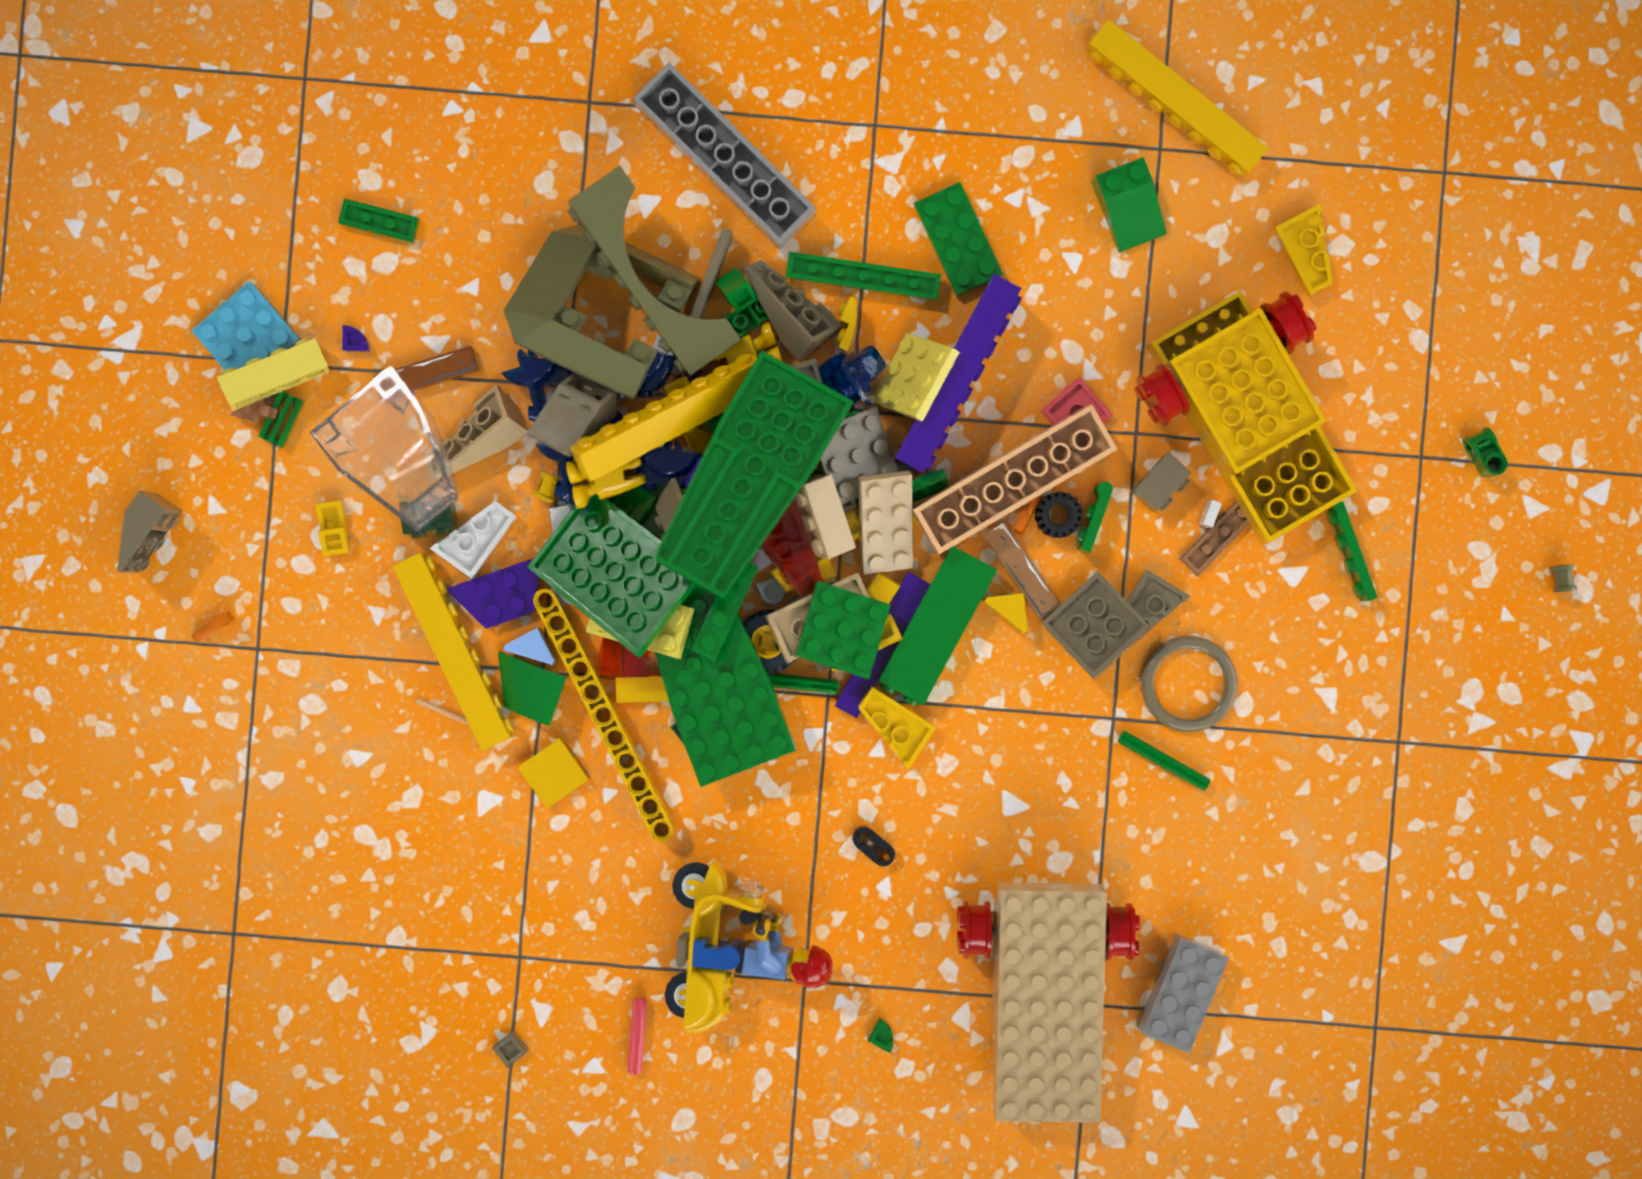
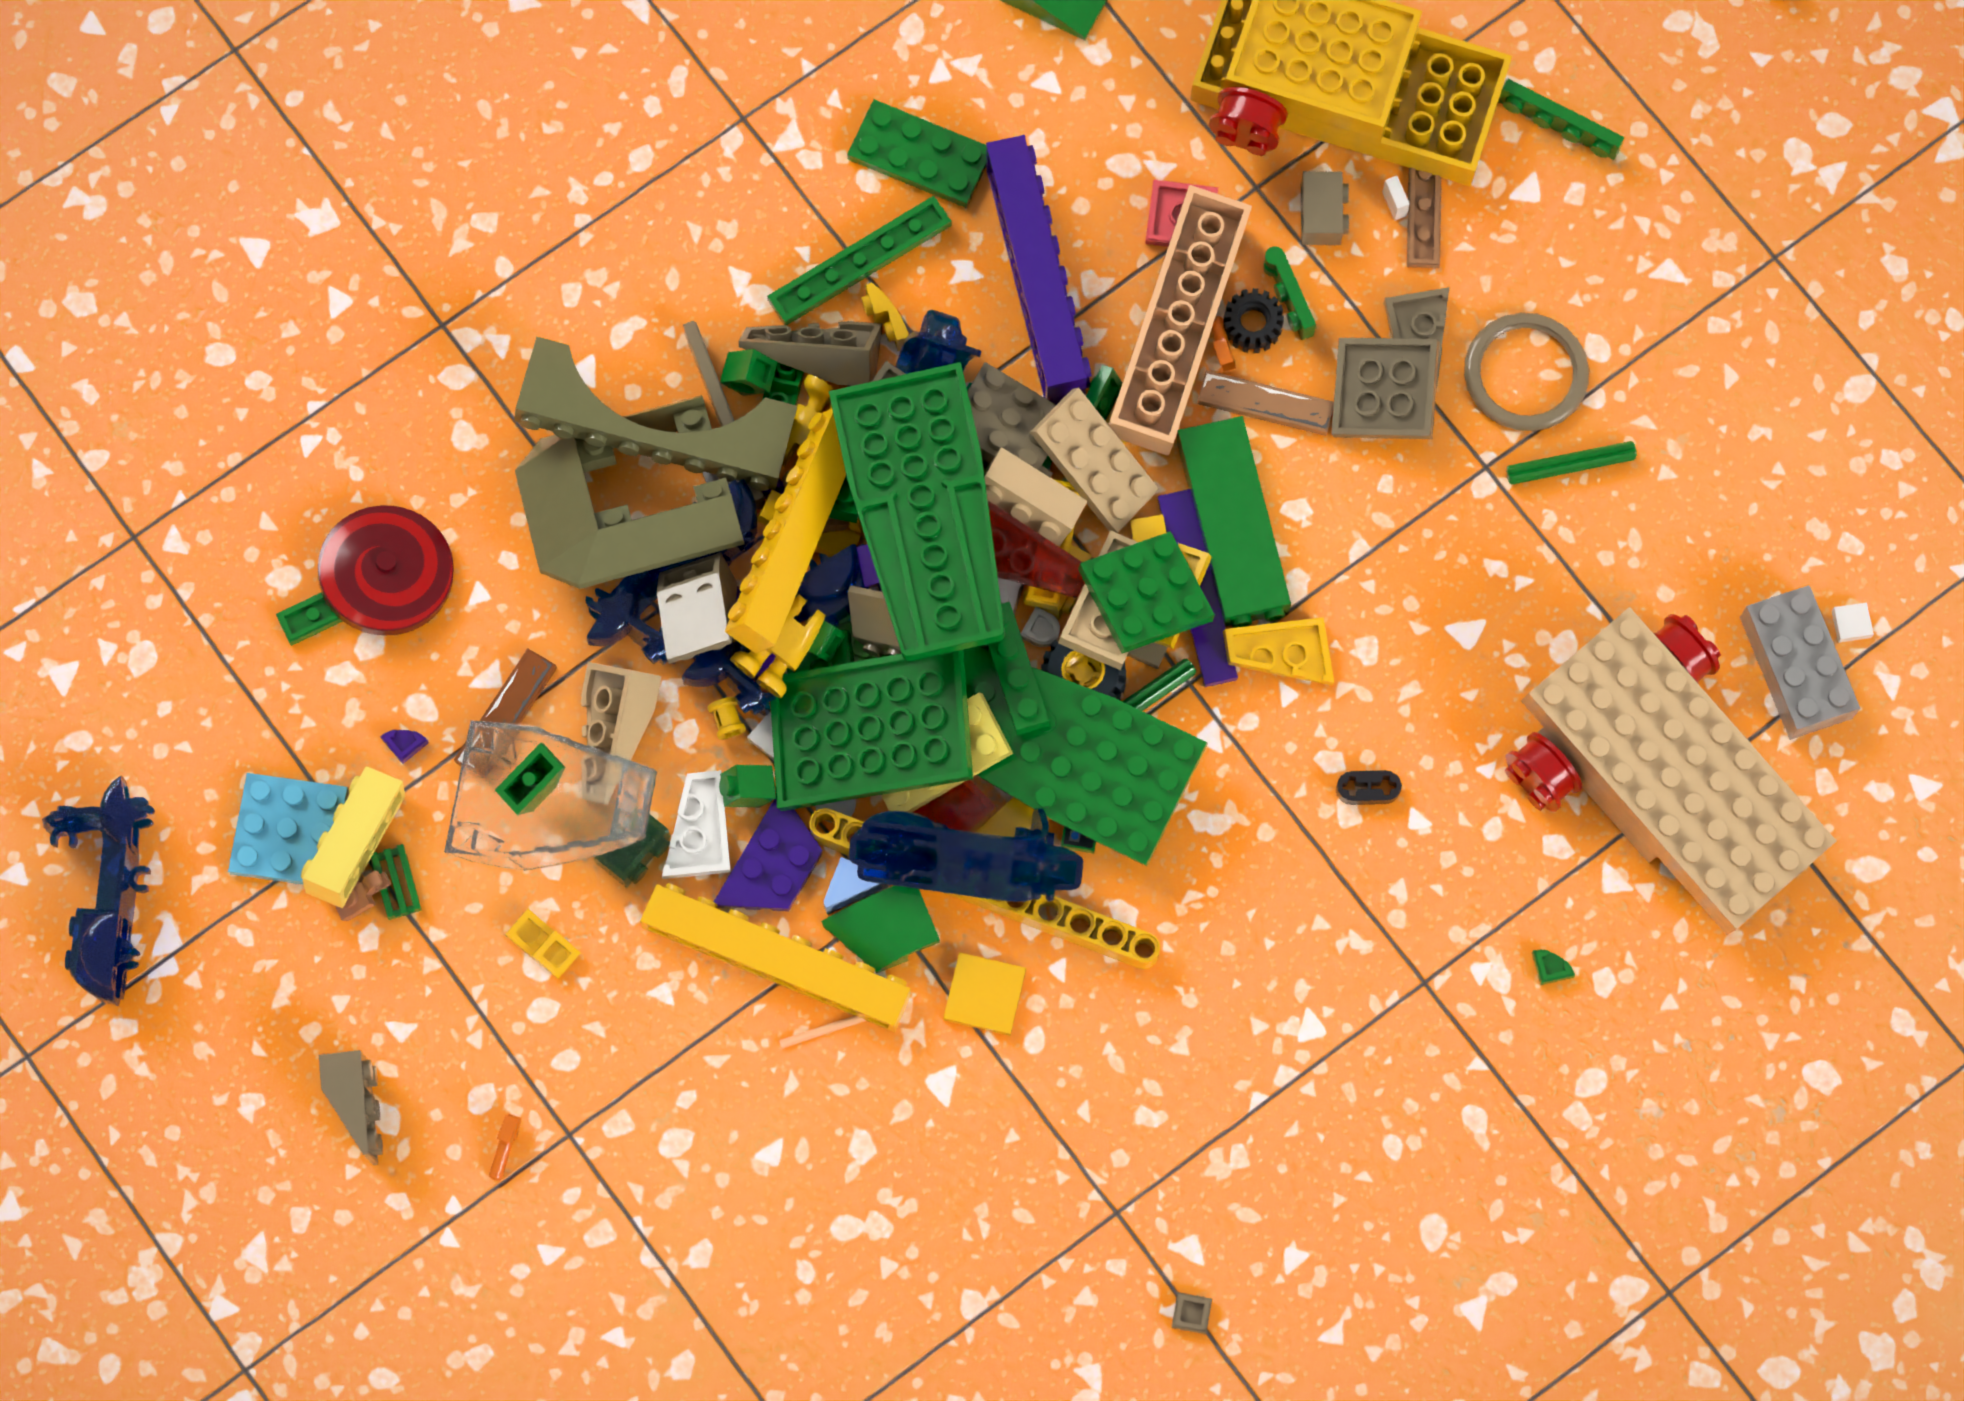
camera: 45 degrees left, 15 degrees down
(86, 311) = (103, 935): none -> clear blue piece
(390, 434) = (531, 780): none -> green slope
(427, 227) = (385, 570): none -> dark red dish
(521, 539) = (747, 786): none -> green brick
(576, 672) = (927, 855): none -> clear blue piece
(636, 496) = (827, 642): none -> green tile
(637, 1035) = (1308, 1183): coral axle -> none
(703, 990) = (1334, 1070): piece -> none
(724, 156) = (624, 259): light grey brick -> none
(915, 376) = (996, 302): light yellow plate -> none
(1011, 608) = (1289, 446): yellow slope -> none
(1236, 993) = (1852, 622): none -> white tile

